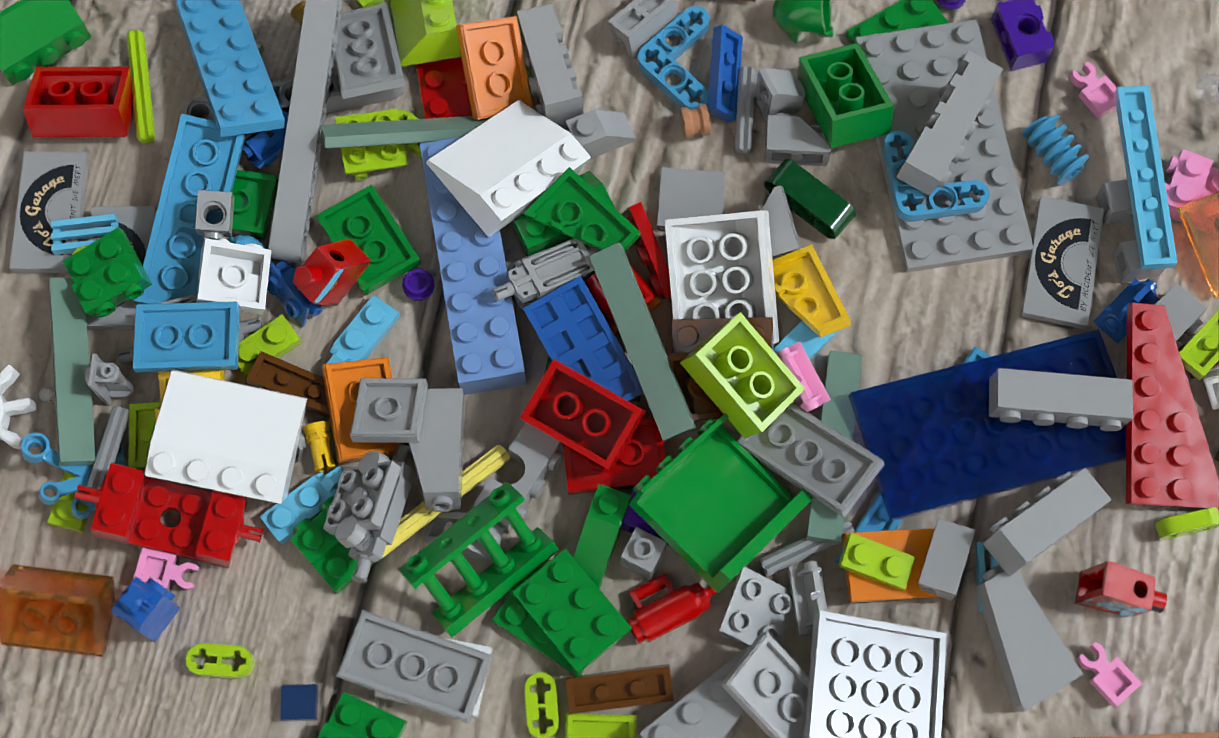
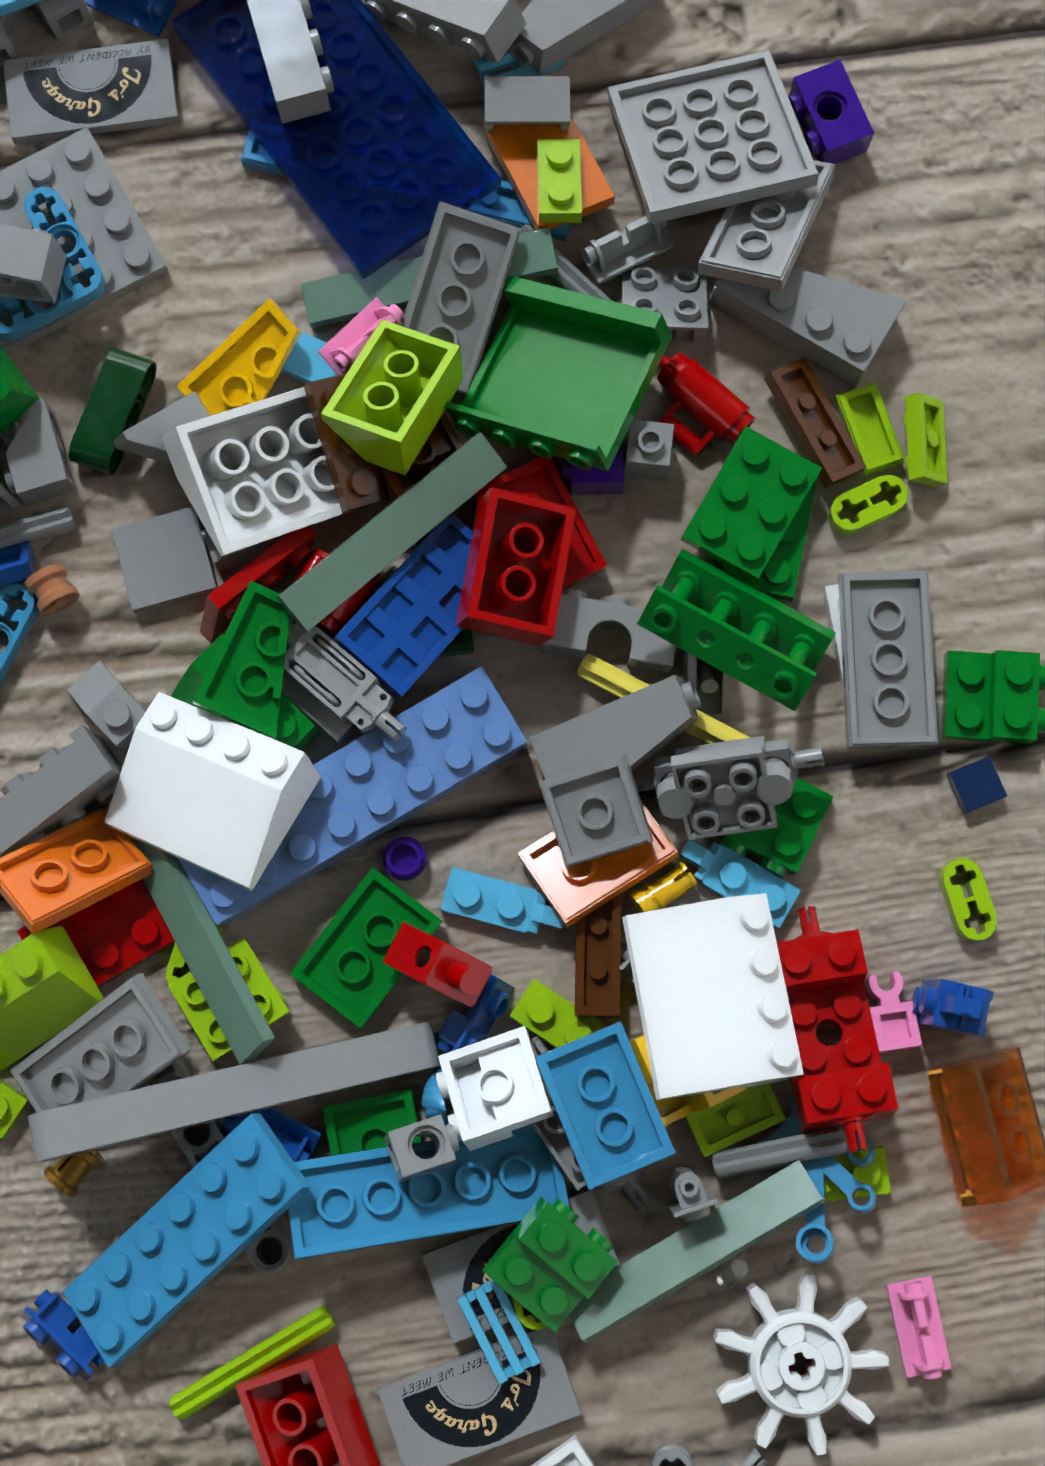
camera: 110 degrees left, 10 degrees up
(601, 532) = (640, 508): green slope -> none

